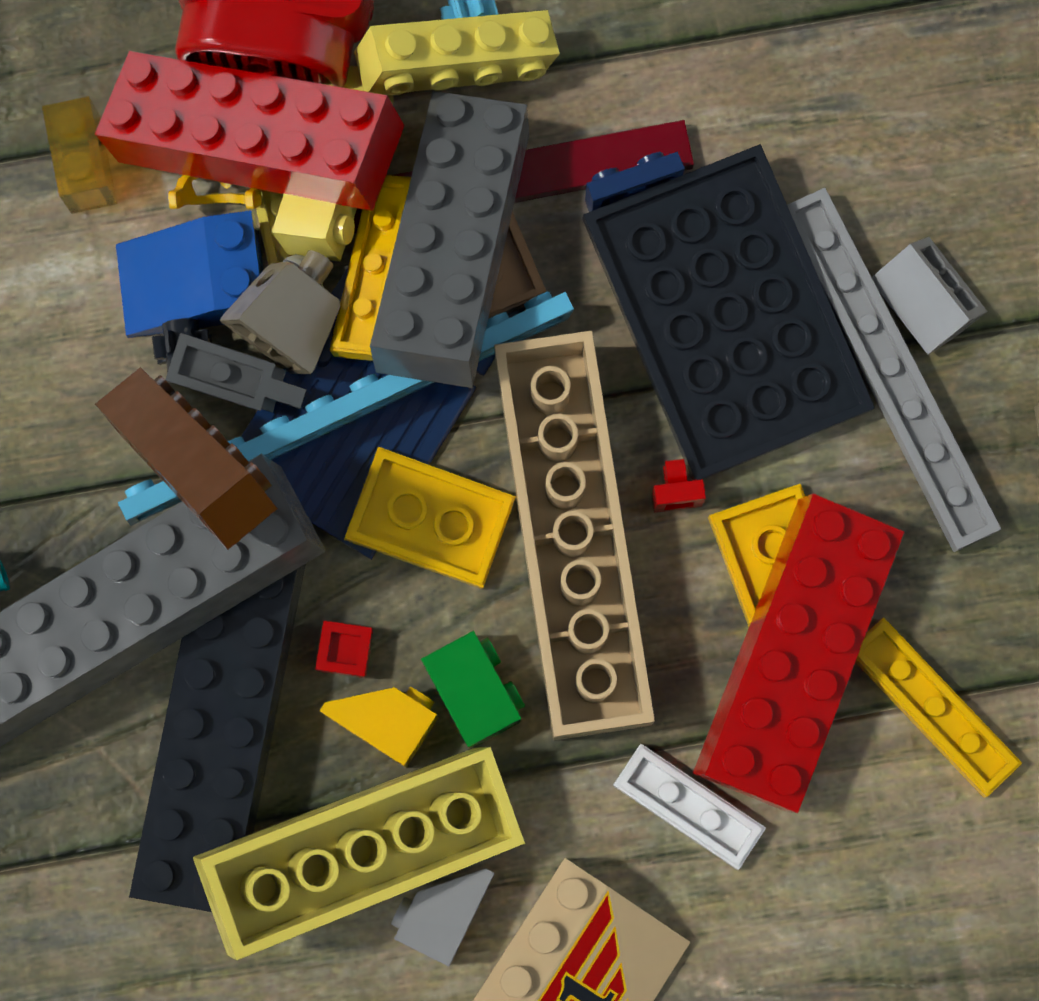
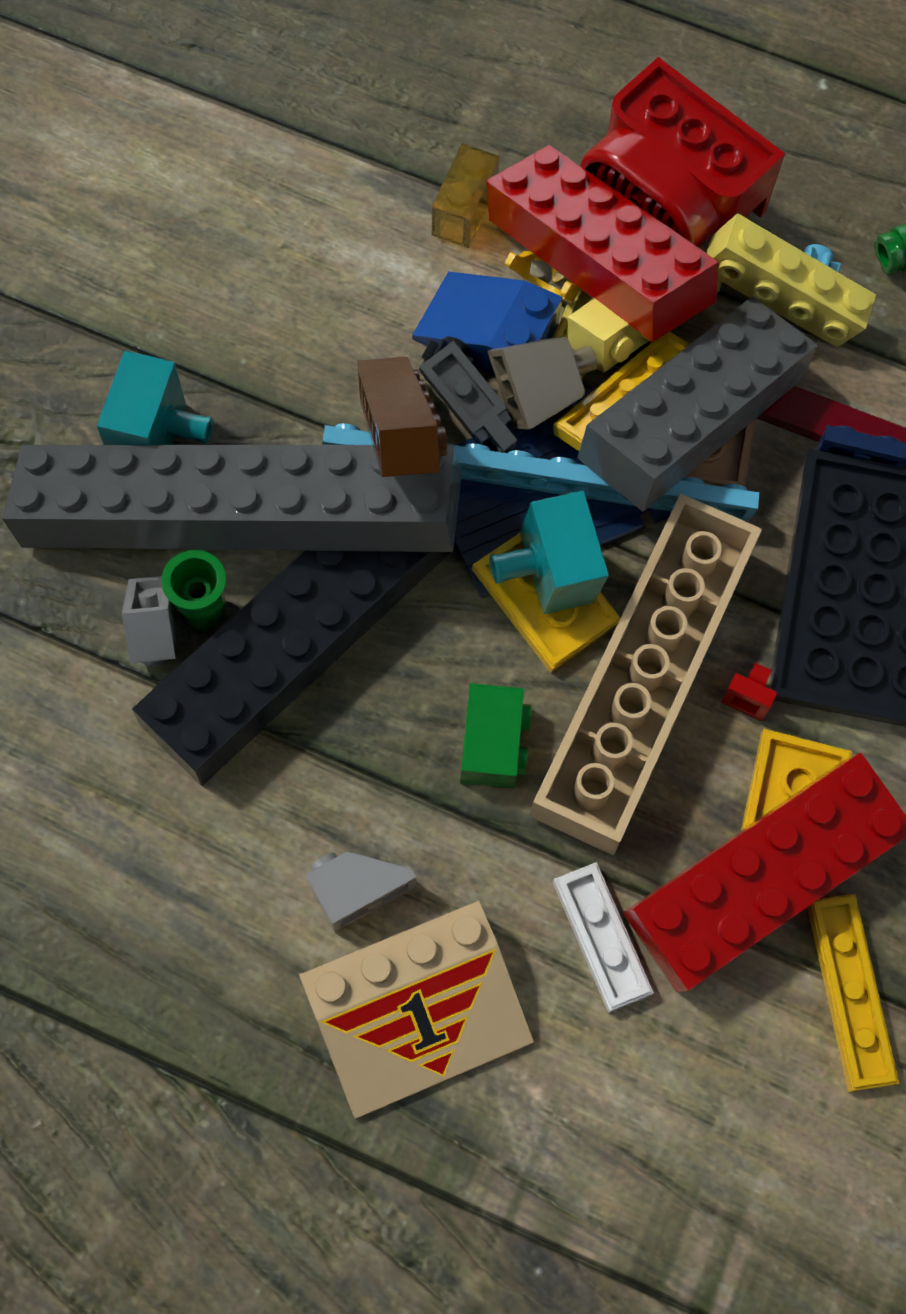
camera: 30 degrees right, 10 degrees down
(78, 792) = (149, 622): none -> light grey slope
(92, 737) = (196, 588): none -> green plant
(344, 649) = (417, 645): red plate -> none
(358, 851) = (325, 785): light yellow brick -> none
(386, 720) = (412, 715): yellow slope -> none
(422, 484) = (558, 553): none -> teal brick

